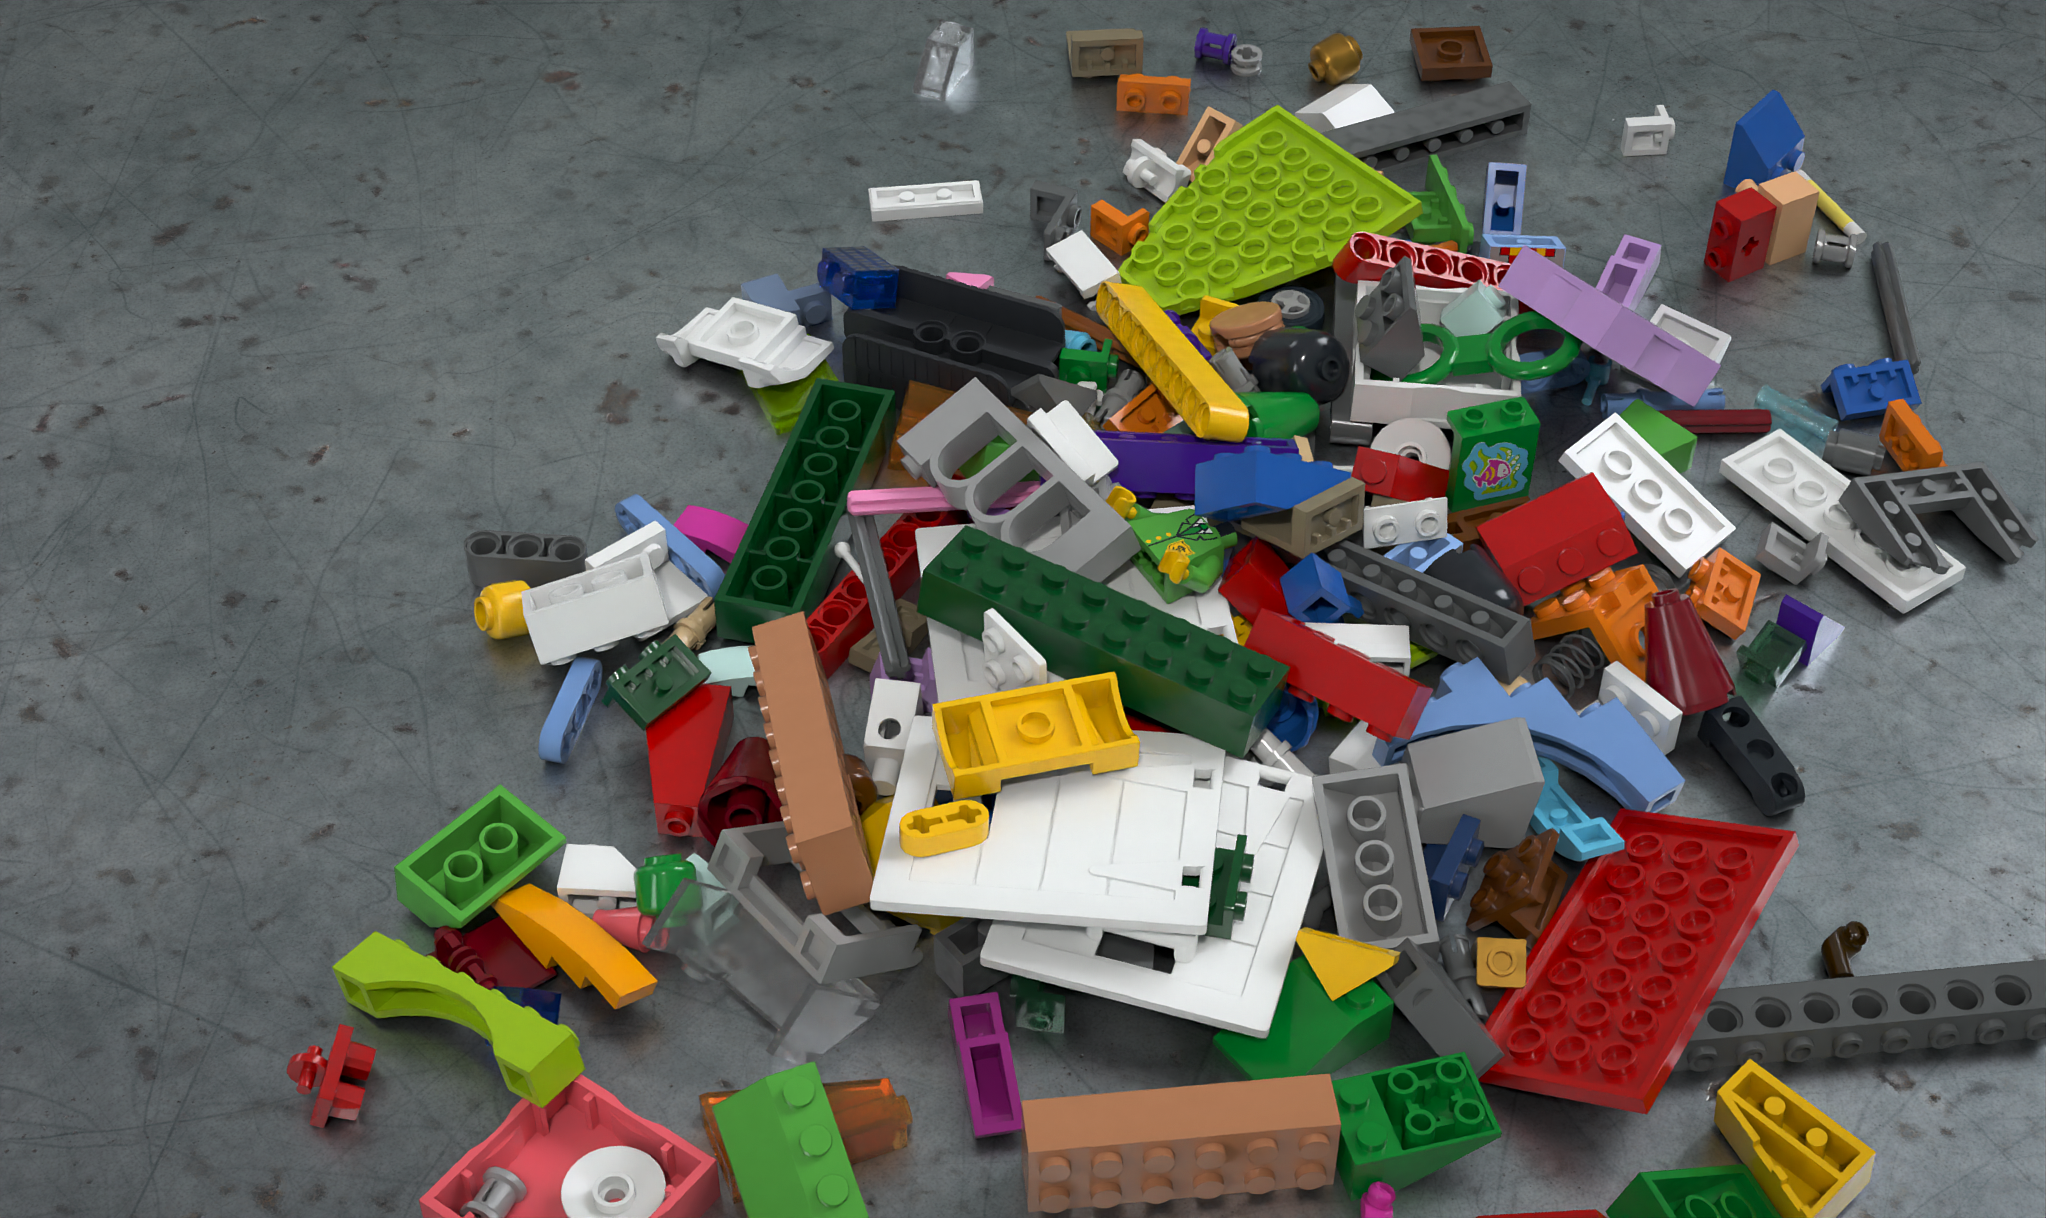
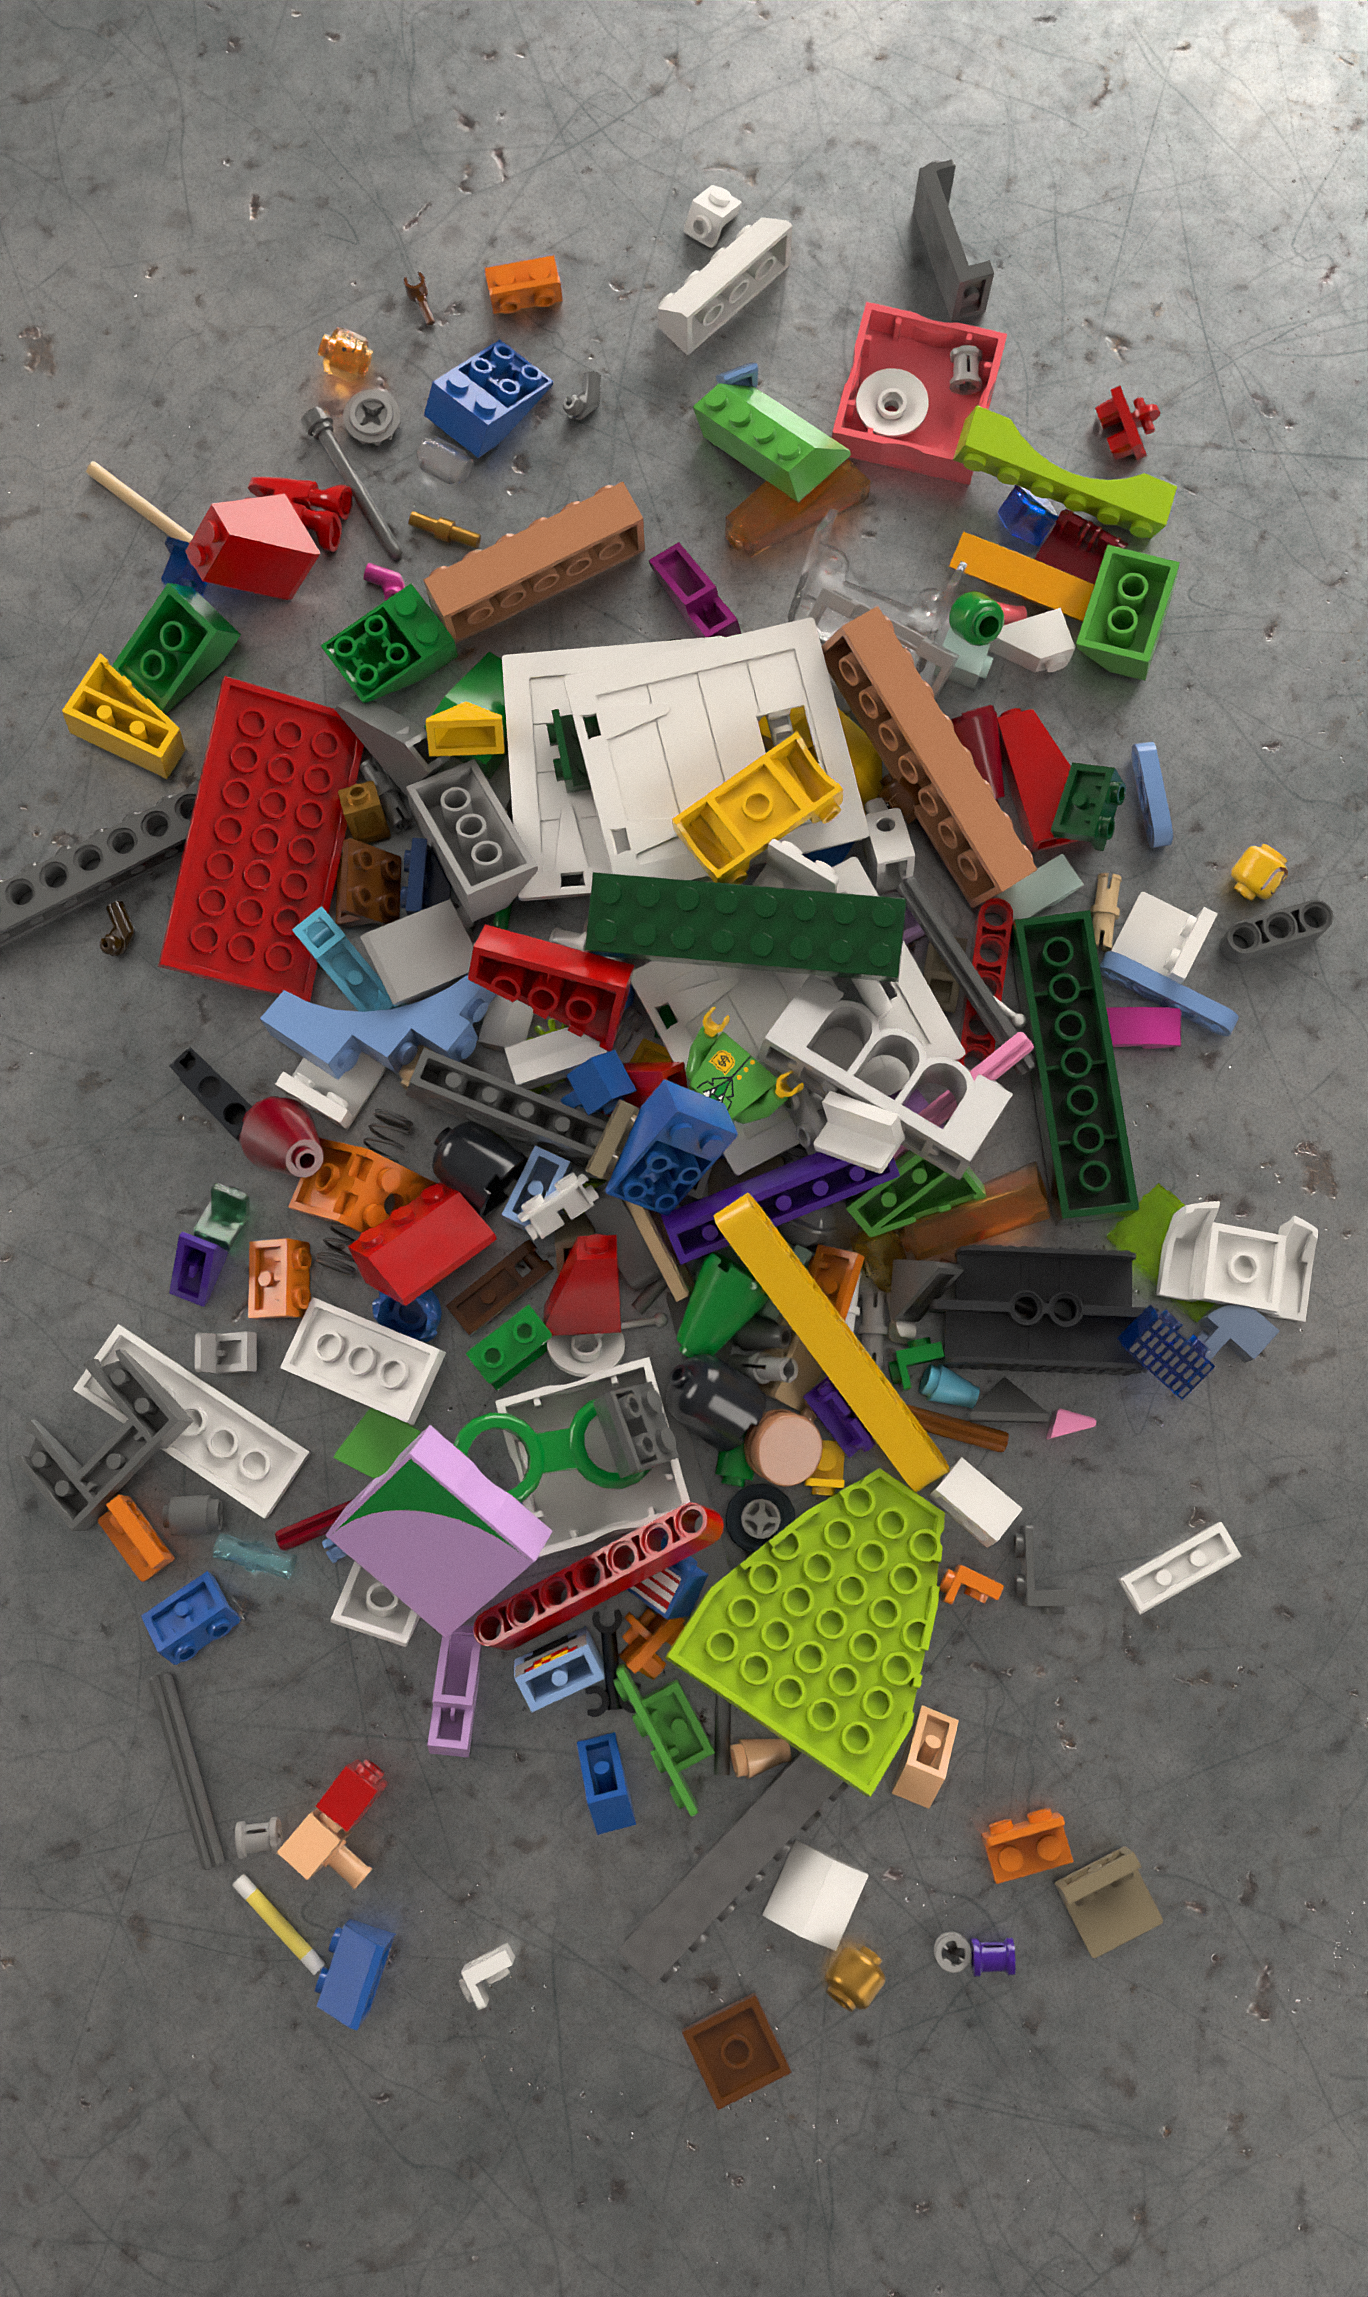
camera: 160 degrees right, 35 degrees up
(594, 609) = (1180, 865): white brick -> none
(943, 828) = (783, 694): yellow beam -> none
(945, 60) = (1264, 1802): clear slope -> none
(1154, 171) = (973, 1689): white hips -> none
(1474, 311) = (571, 1506): light aqua brick -> none

